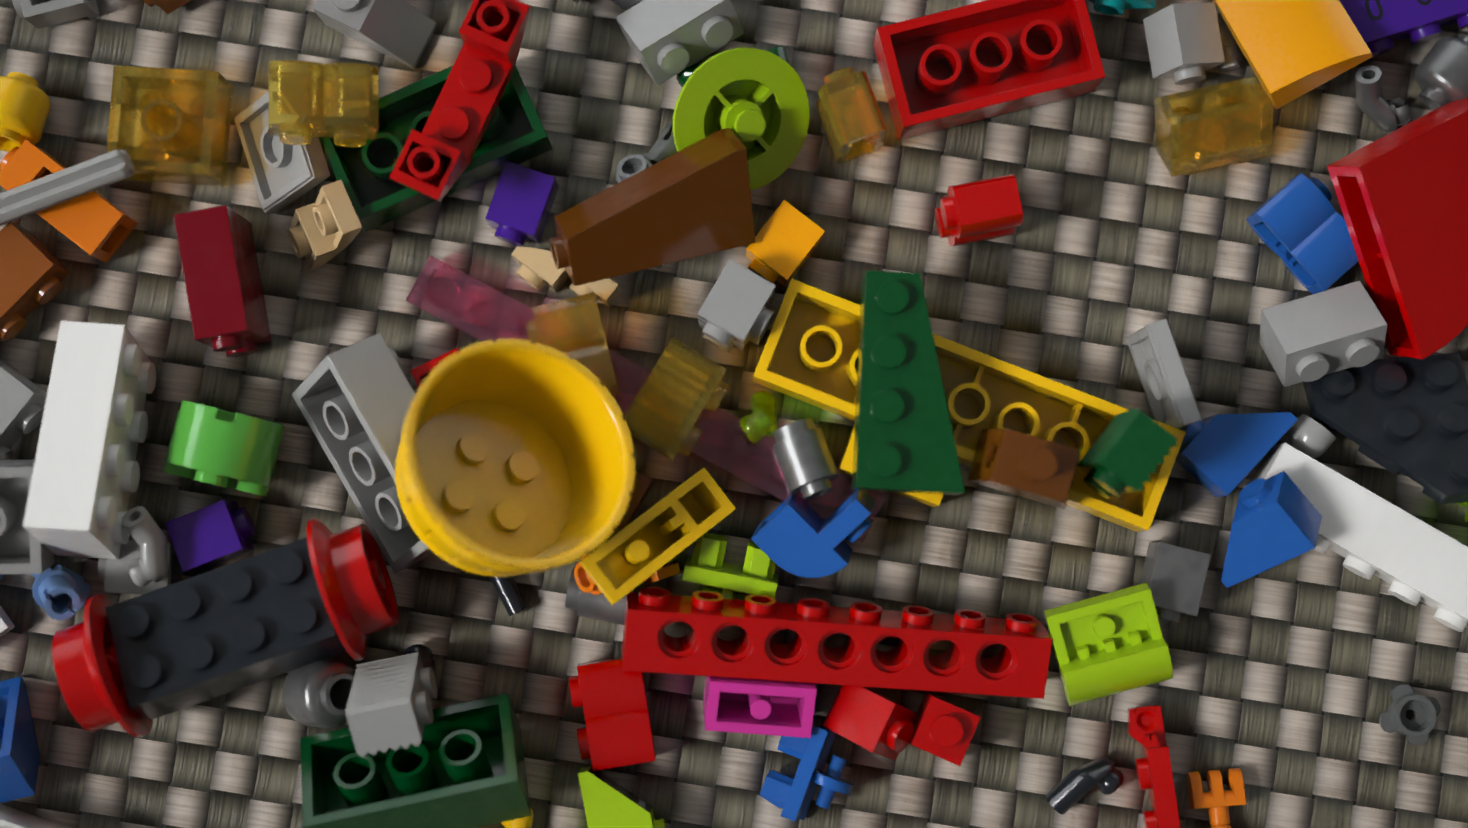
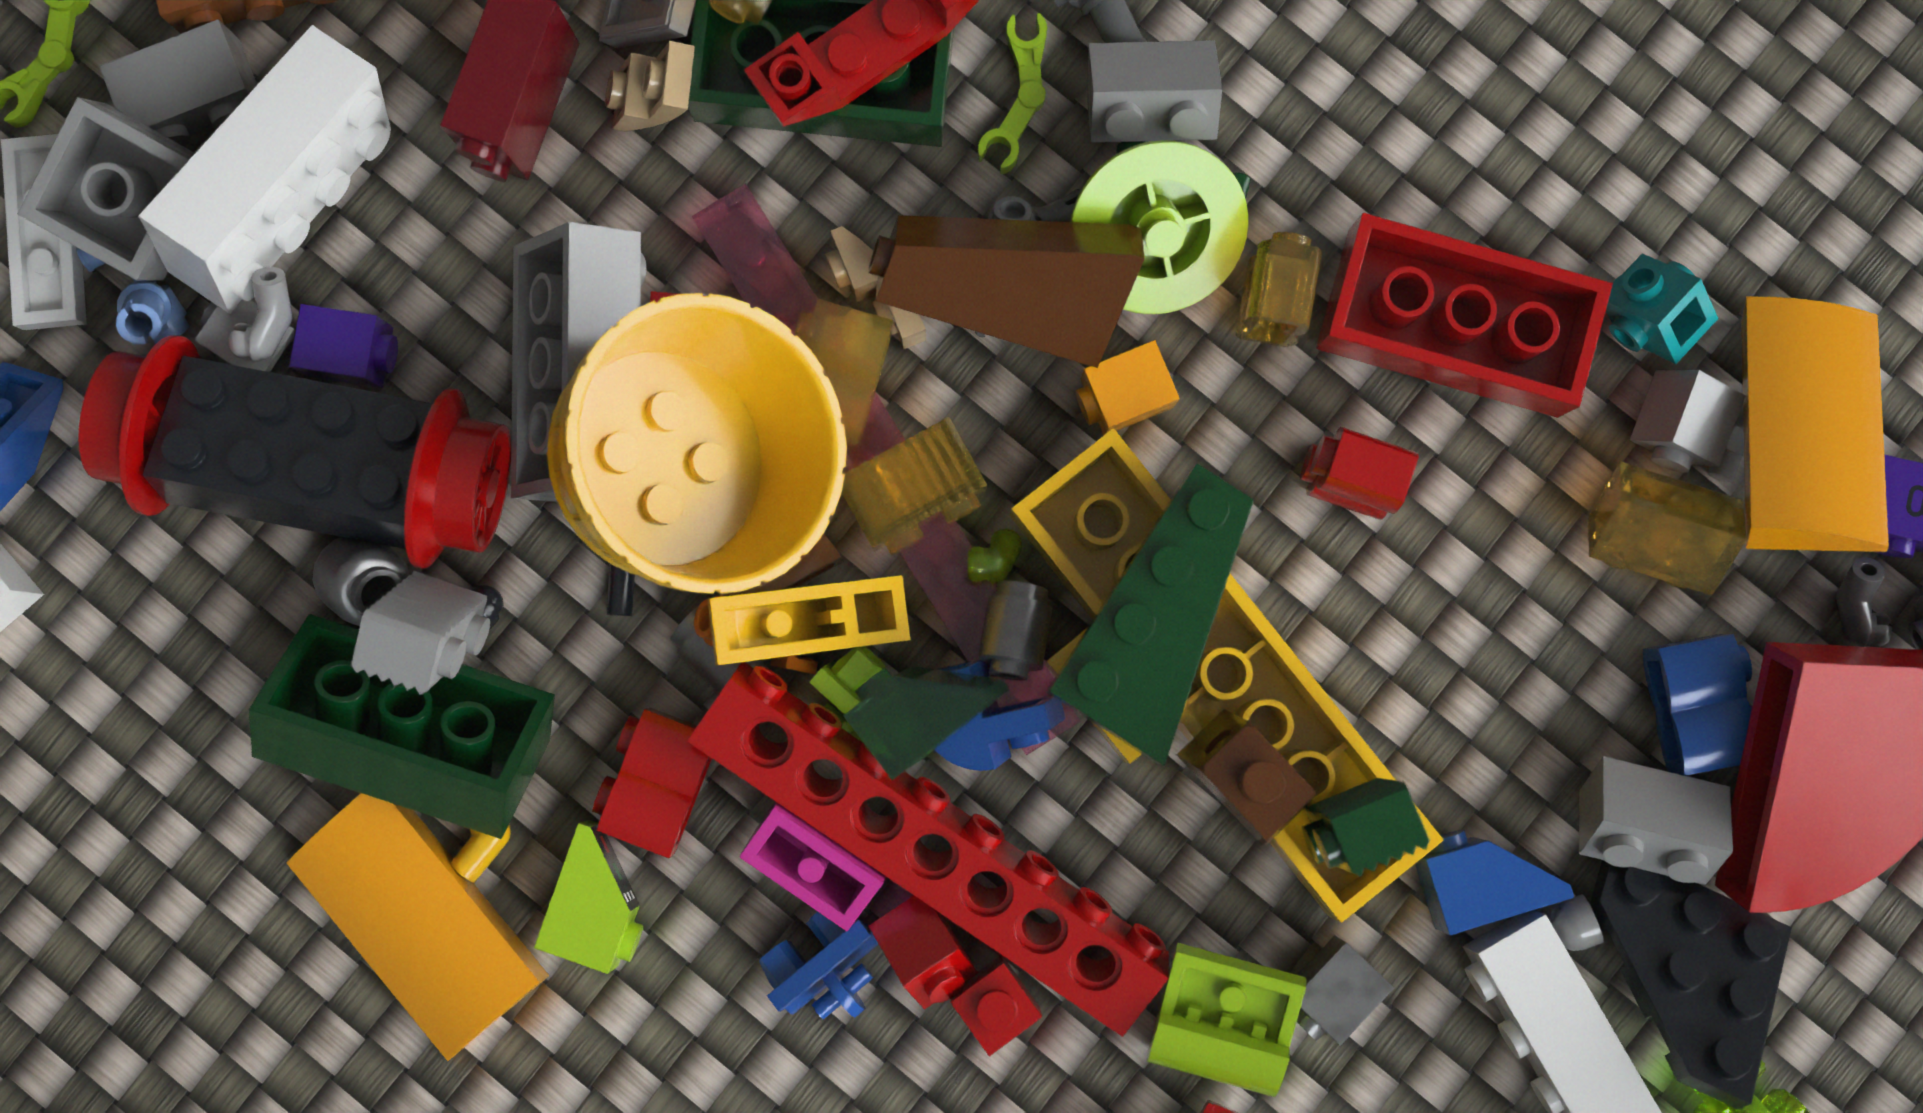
camera: 30 degrees right, 0 degrees up
(223, 448) = (407, 261): bright green brick -> none
(521, 204) = (873, 185): dark purple brick -> none
(594, 76) = (1030, 97): none -> lime piece
(737, 308) = (1036, 427): light grey brick -> none
(771, 555) = (917, 711): none -> clear green slope
(1163, 375) = (1455, 764): light grey plate -> none
(1269, 528) = (1474, 997): blue slope -> none

